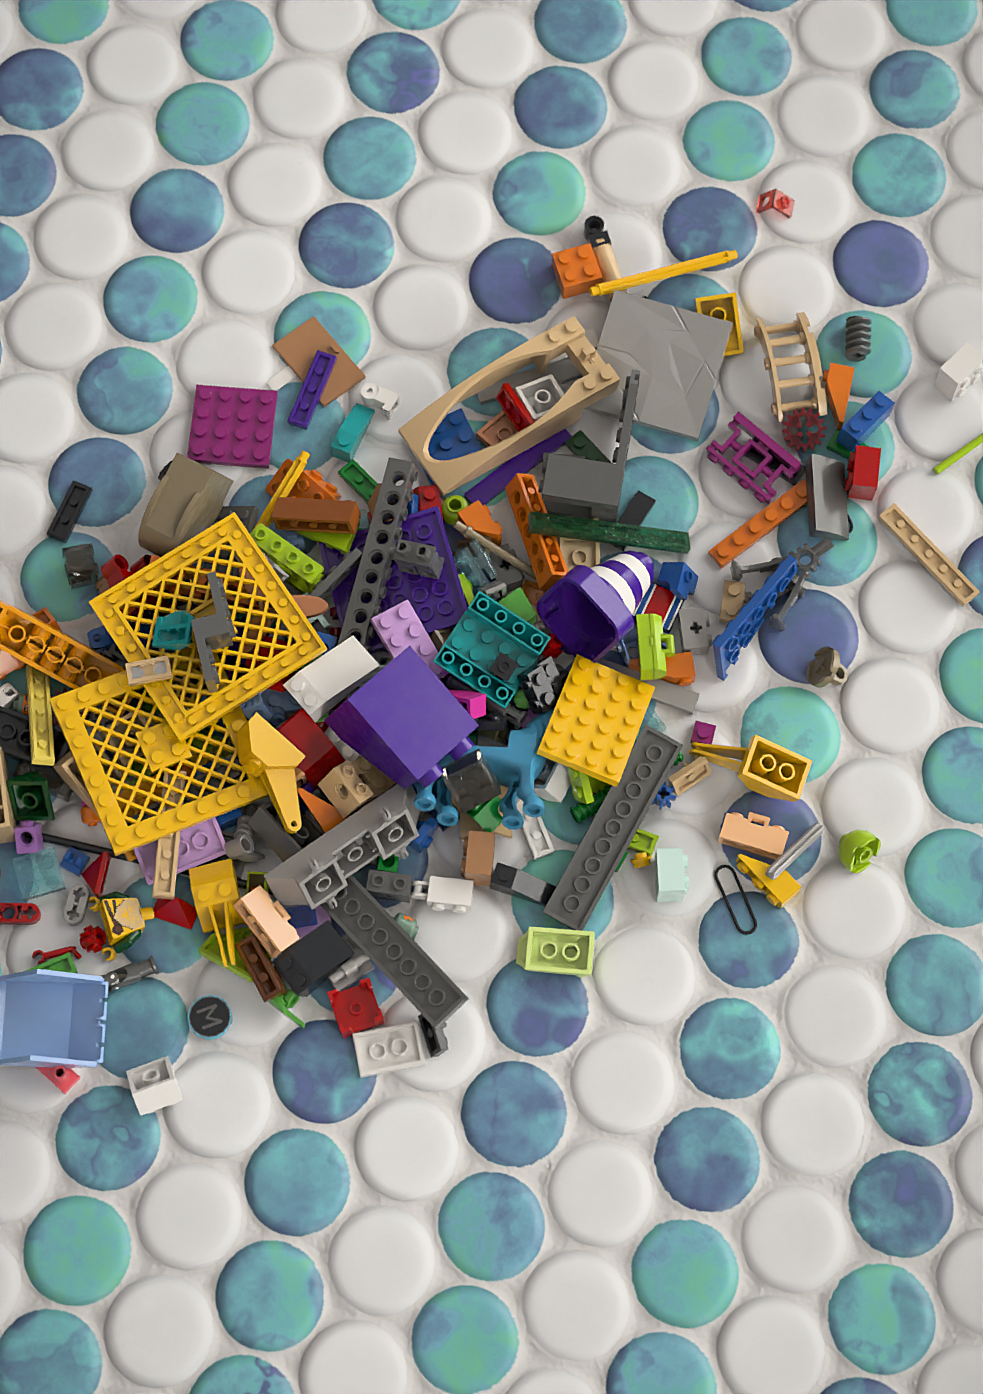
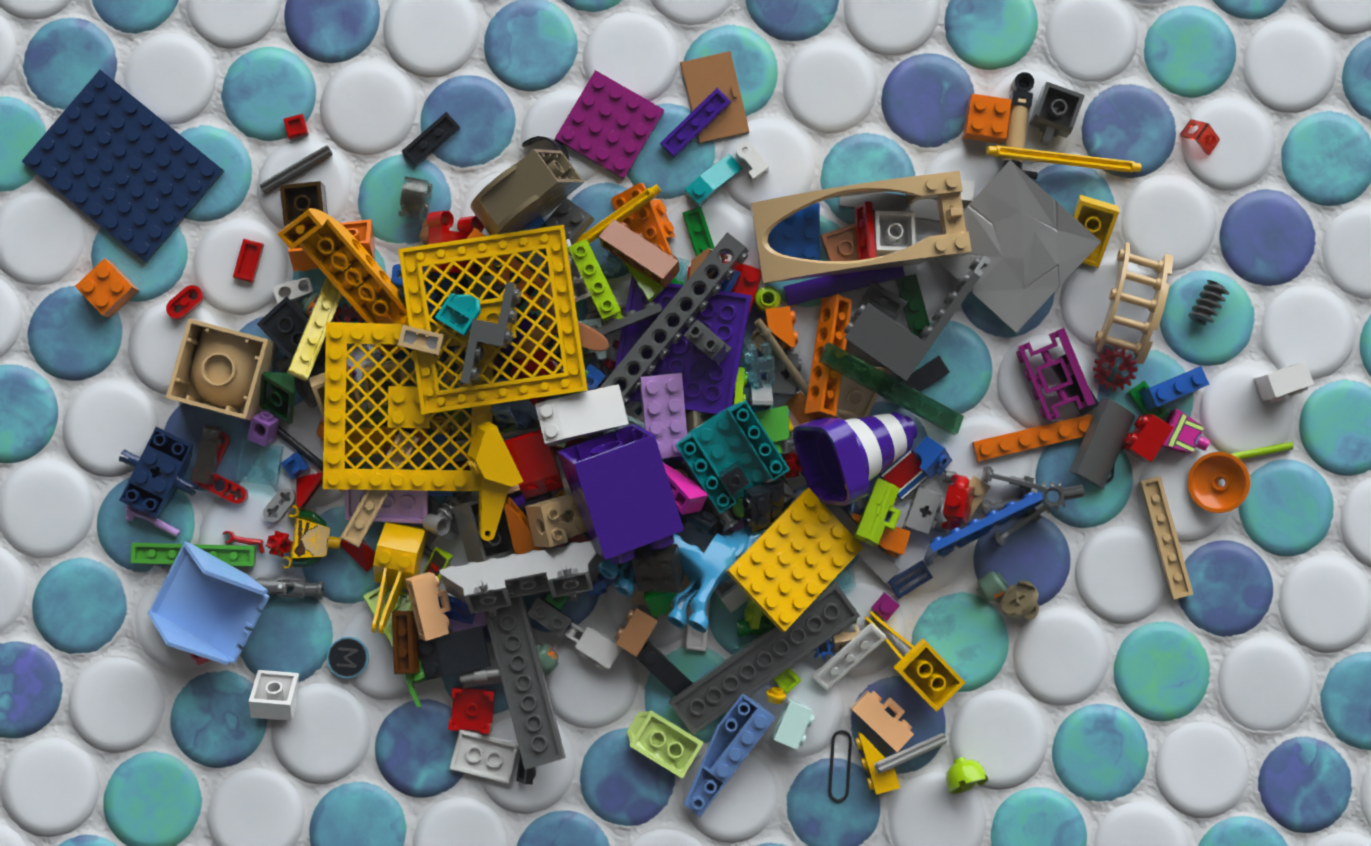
camera: 20 degrees right, 15 degrees up
(281, 378) = (673, 98): white sticker -> none
(620, 929) = (727, 749): none -> medium blue wedge
(635, 237) = (1047, 119): none -> dark grey hinge
(692, 790) = (849, 656): none -> white tile
(704, 713) = (904, 573): none -> dark blue tile
(720, 602) = (957, 502): none -> red torso
(792, 668) = (992, 586): none -> sand green head
(837, 390) = (1165, 344): orange slope -> none
(896, 458) = (1185, 434): none -> torso
(937, 479) = (1205, 478): none -> orange dish

